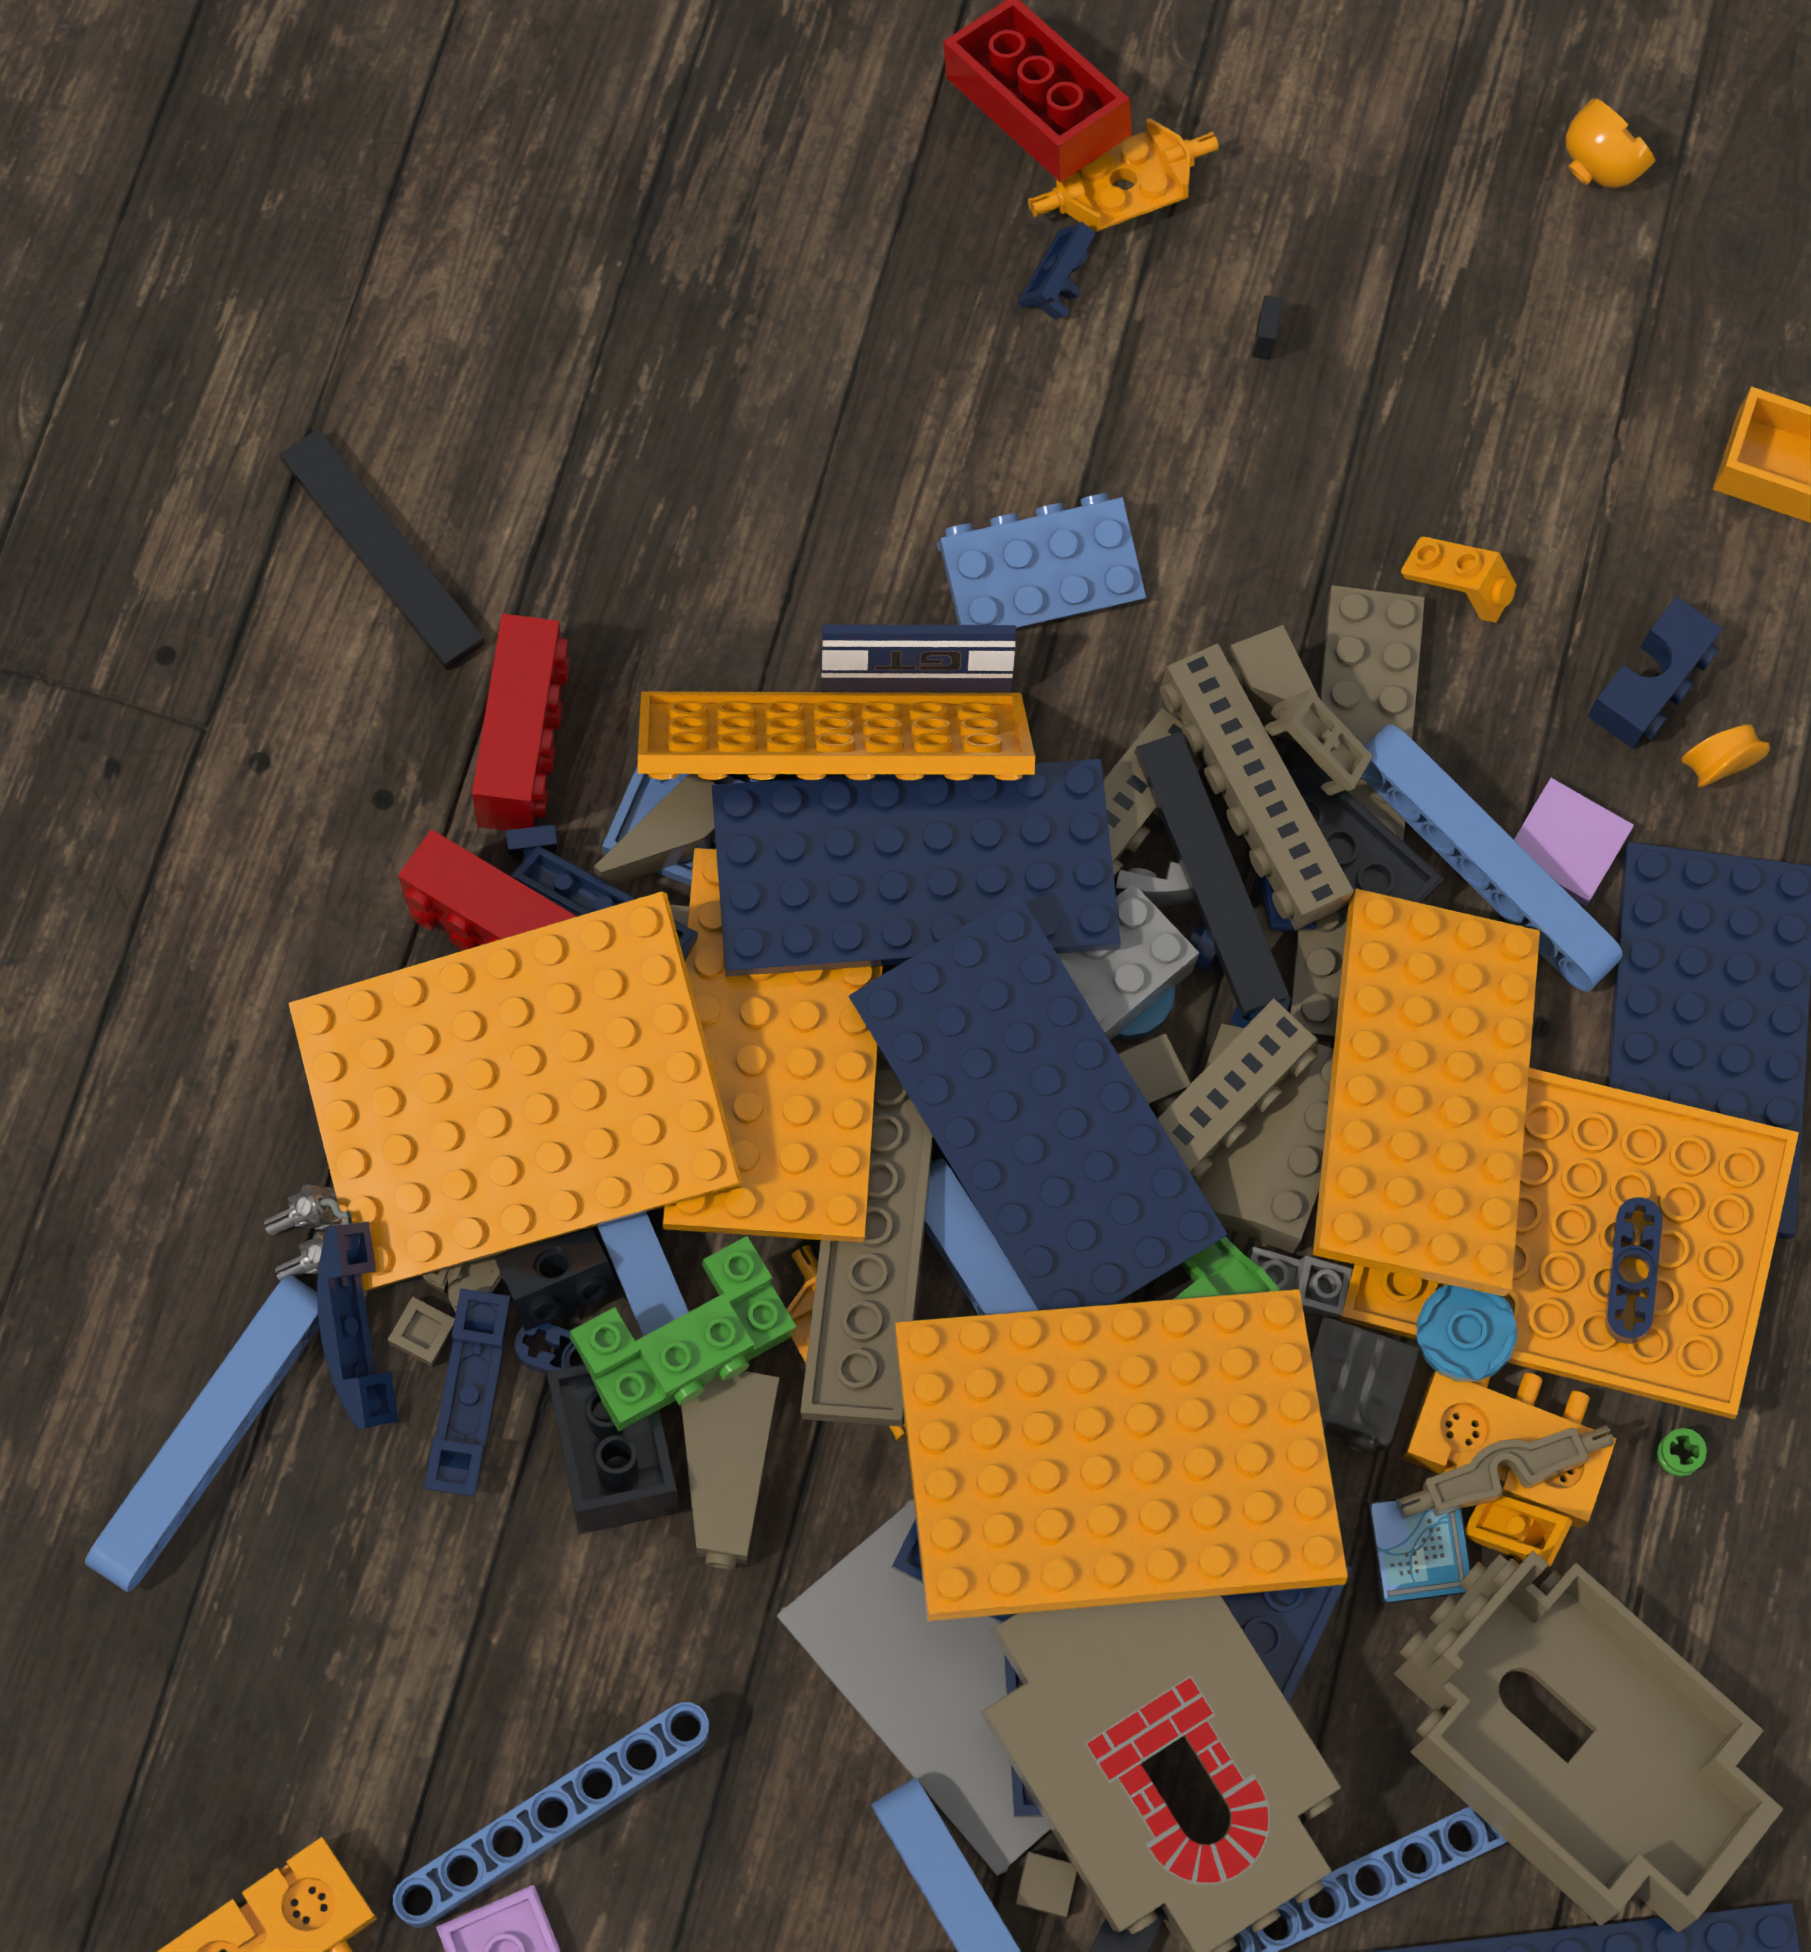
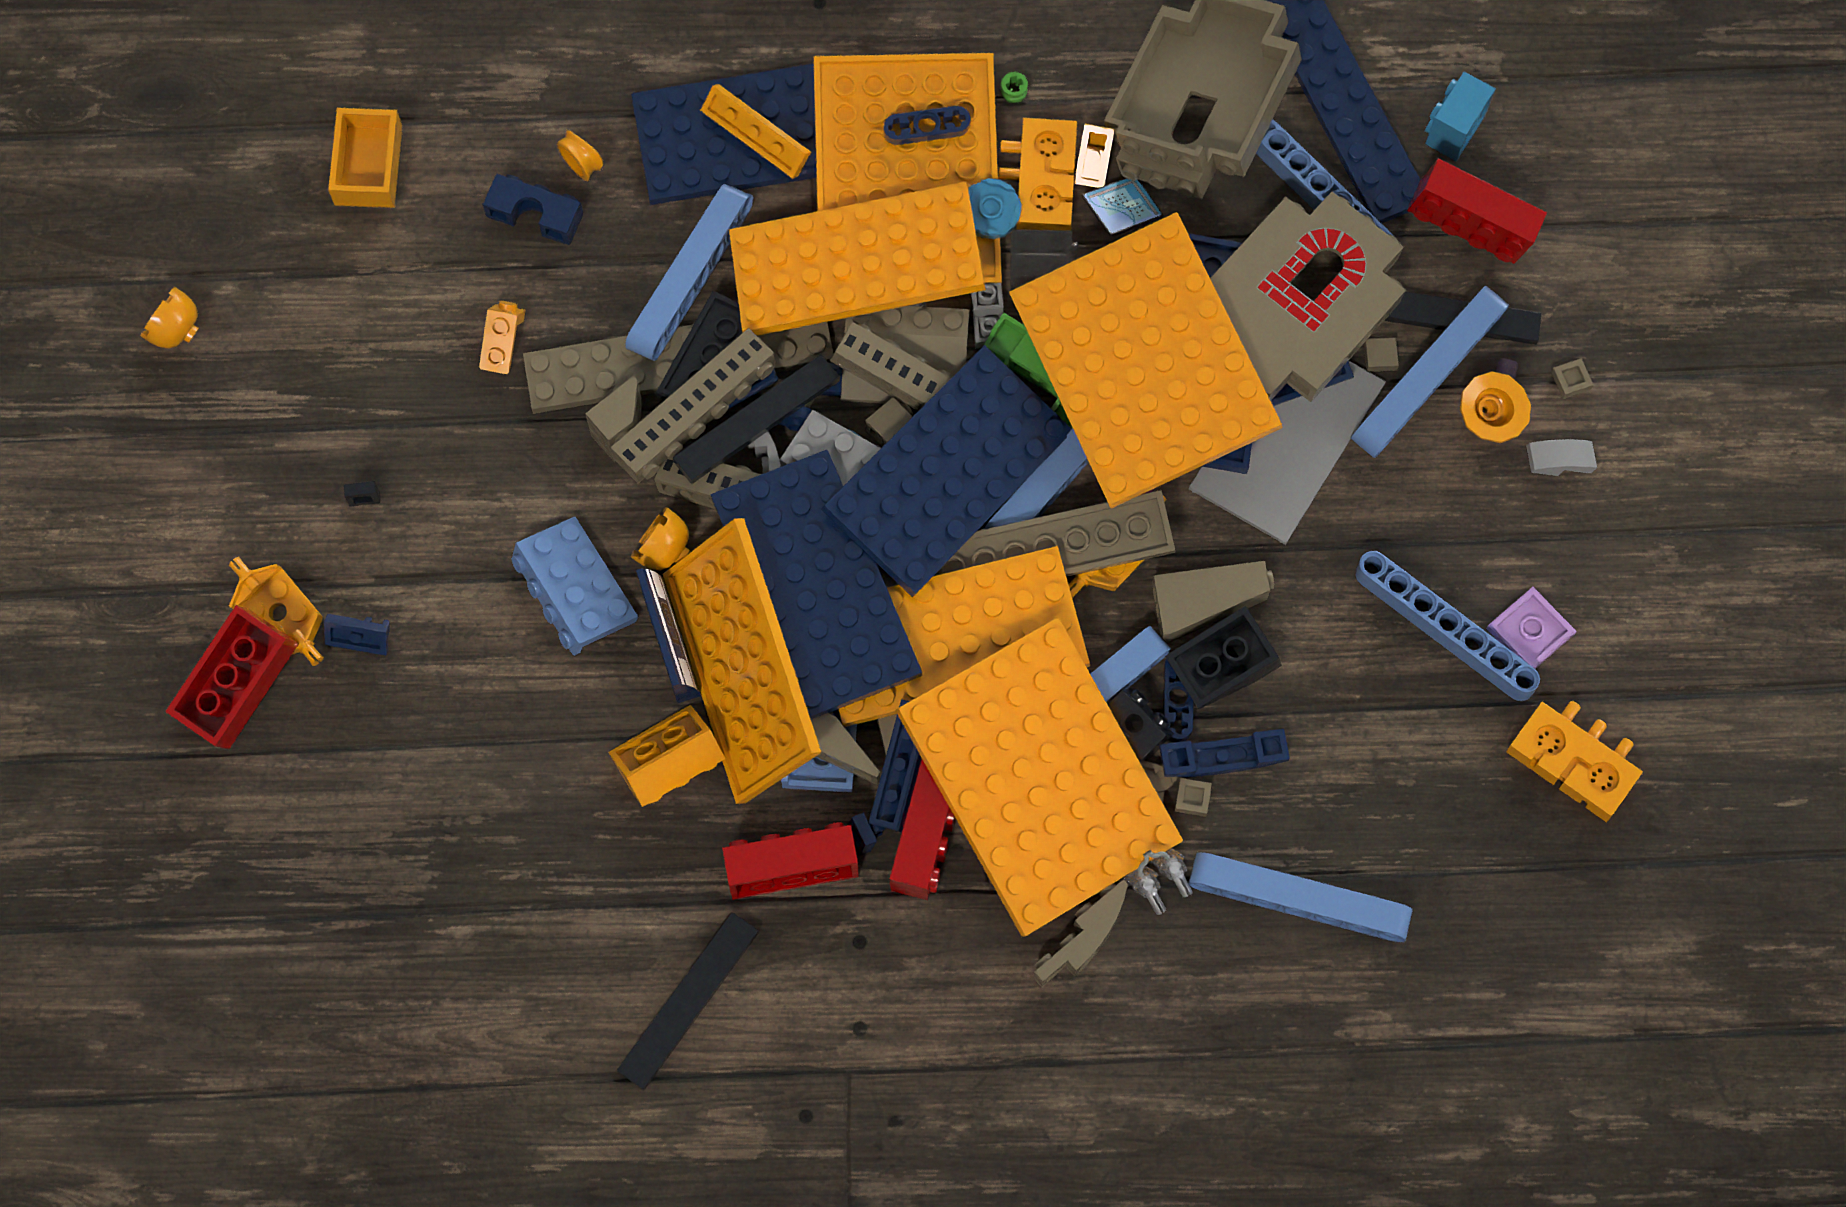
camera: 100 degrees left, 0 degrees up
(272, 1115) = (1094, 927): none -> dark tan slope
(345, 1327) = (1242, 816): dark blue slope -> none
(691, 1350) = (1157, 621): bright green bracket -> none
(741, 615) = (667, 755): none -> light orange slope
(1062, 698) = (663, 542): none -> light orange cylinder
(1322, 738) = (655, 370): dark tan hinge -> none
(1529, 1461) = (1075, 180): dark tan piece -> none
(1572, 839) = (657, 233): lavender tile -> none
(1695, 1016) = (755, 131): none -> light orange plate

